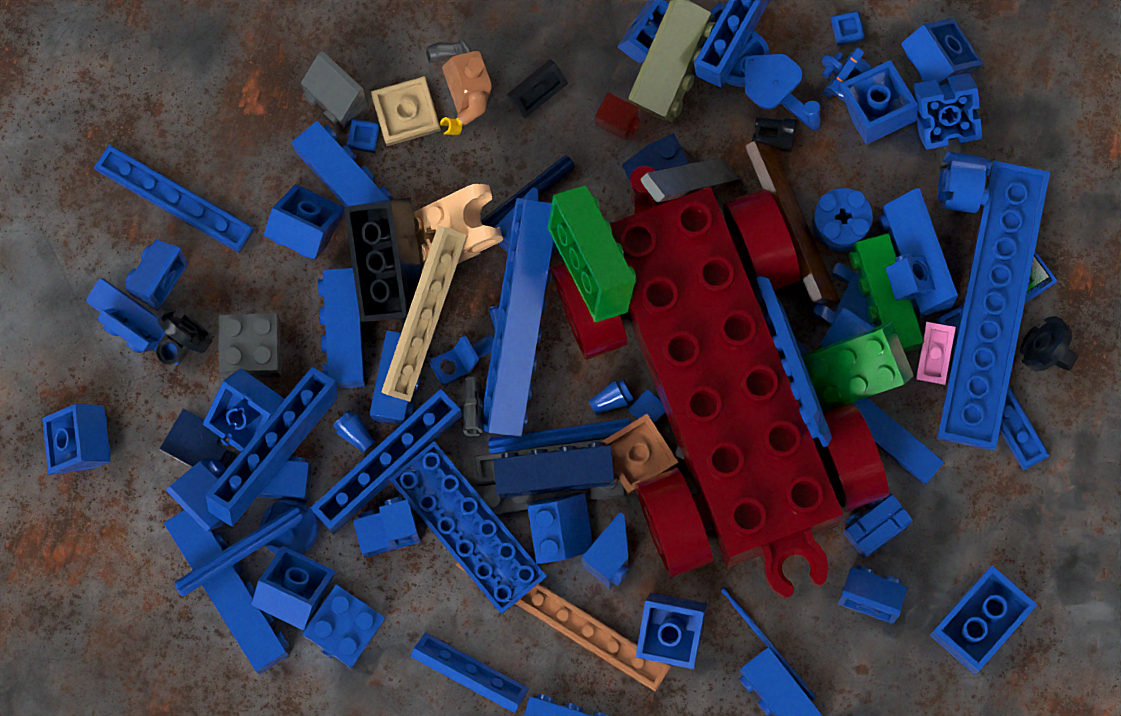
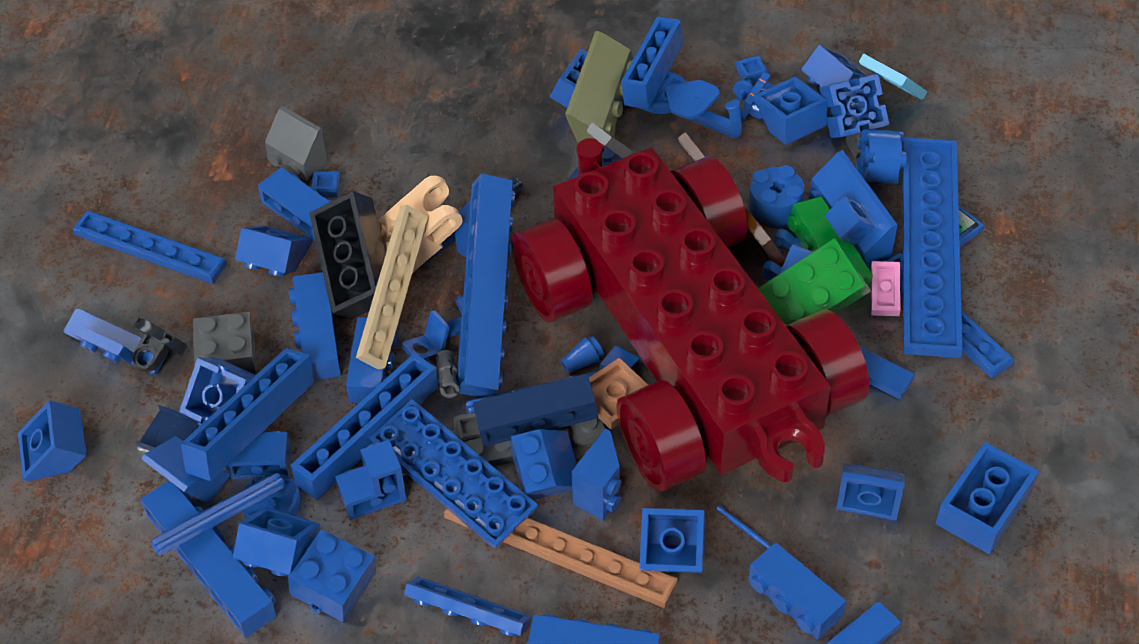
camera: 10 degrees left, 25 degrees down
(156, 274) = (134, 297): blue slope -> none
(353, 430) = (328, 406): blue cone -> none
(405, 111) = (363, 163): tan tile -> none
(466, 81) = (415, 126): nougat torso -> none
(537, 88) = (481, 132): black plate -> none
(591, 253) = (548, 198): green brick -> none
(617, 116) = (556, 144): clear red brick -> none
(785, 134) = (710, 143): black piece -> none
(793, 362) = (764, 276): blue plate -> none
(877, 525) = (861, 432): blue brick -> none
(998, 76) = (893, 76): none -> medium azure tile
(1049, 346) = (991, 268): black tile -> none

